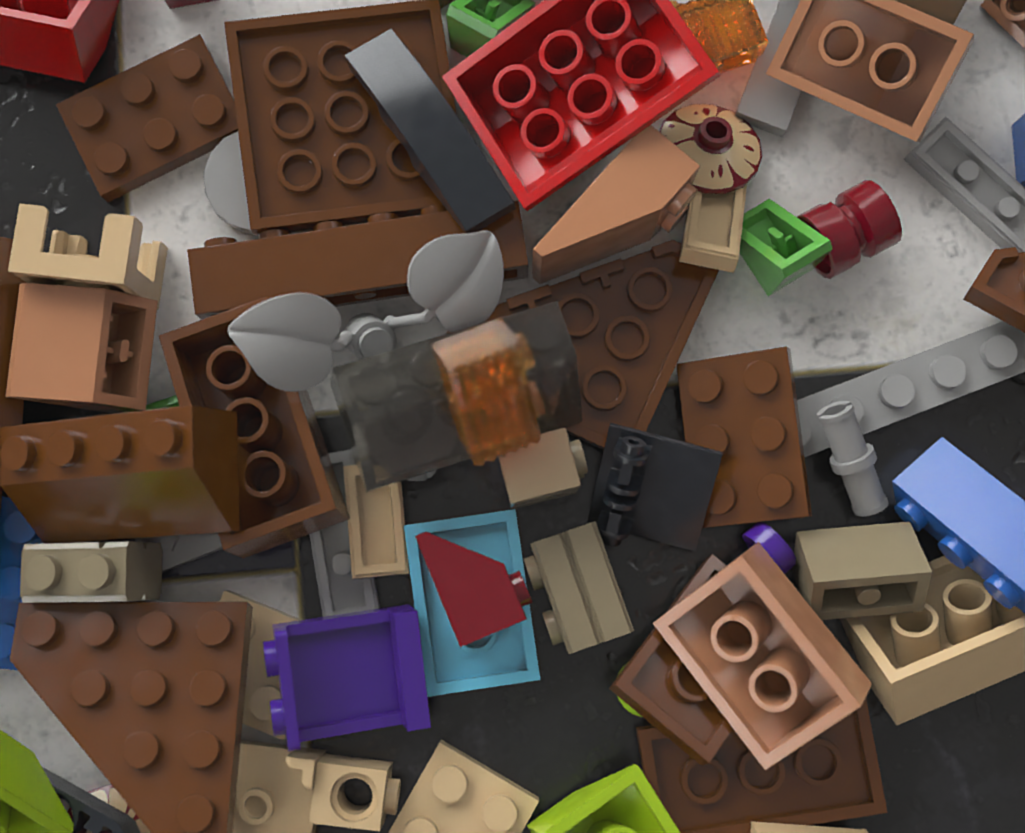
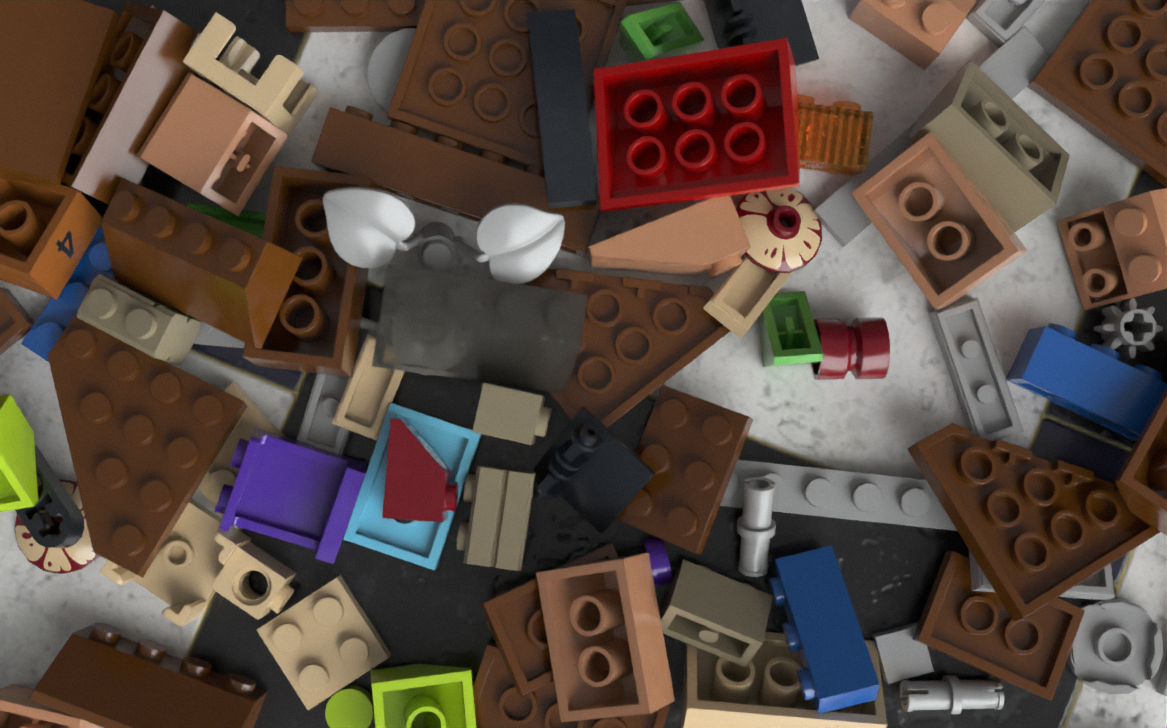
camera: 25 degrees right, 5 degrees up
(490, 390) = (496, 340): clear orange brick -> none

